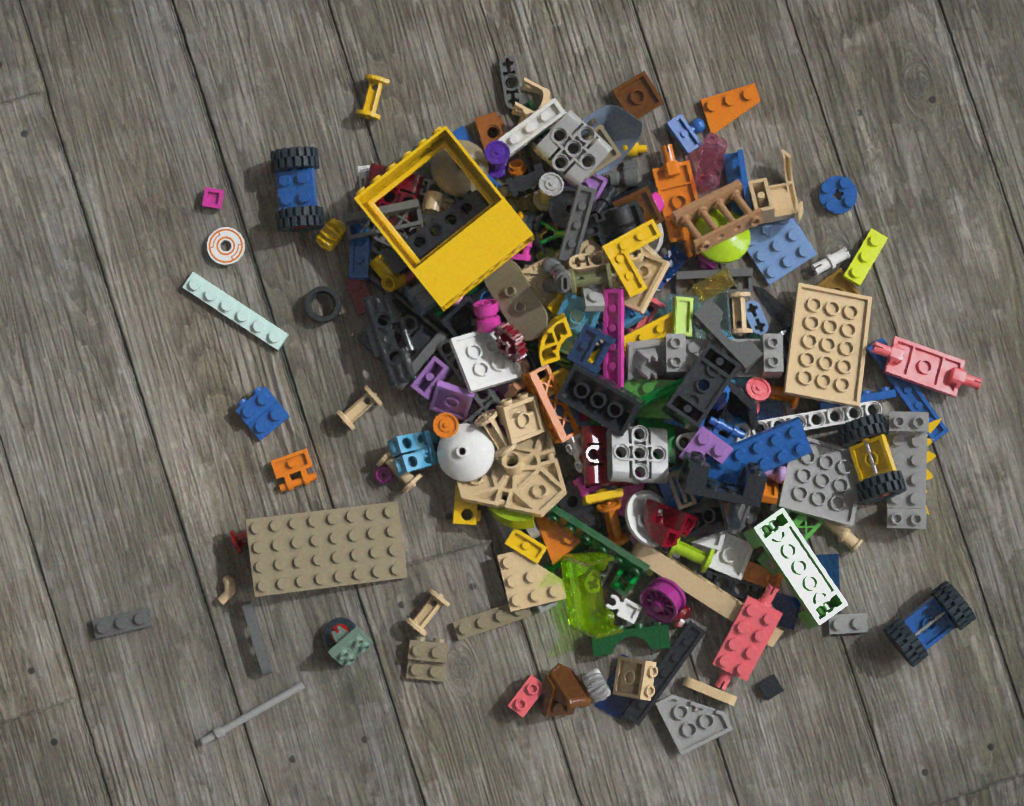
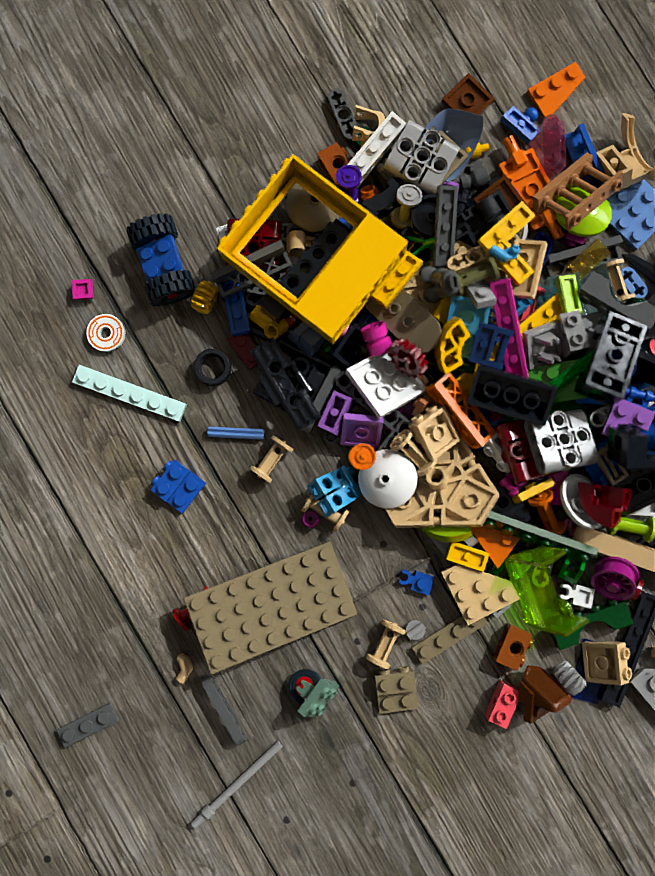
camera: 15 degrees left, 0 degrees up
(292, 464) = (217, 530): orange plate -> none
(330, 374) = (240, 433): none -> medium blue axle
(372, 97) = (213, 170): yellow hose -> none
(459, 606) = (415, 630): none -> light grey plate
(460, 506) = (392, 533): yellow brick -> none
(476, 561) = (419, 582): none -> blue plate
(518, 264) = (396, 279): none -> yellow tile
(553, 632) = (509, 636): none -> dark orange brick
(622, 267) = (505, 254): none -> dark azure arm

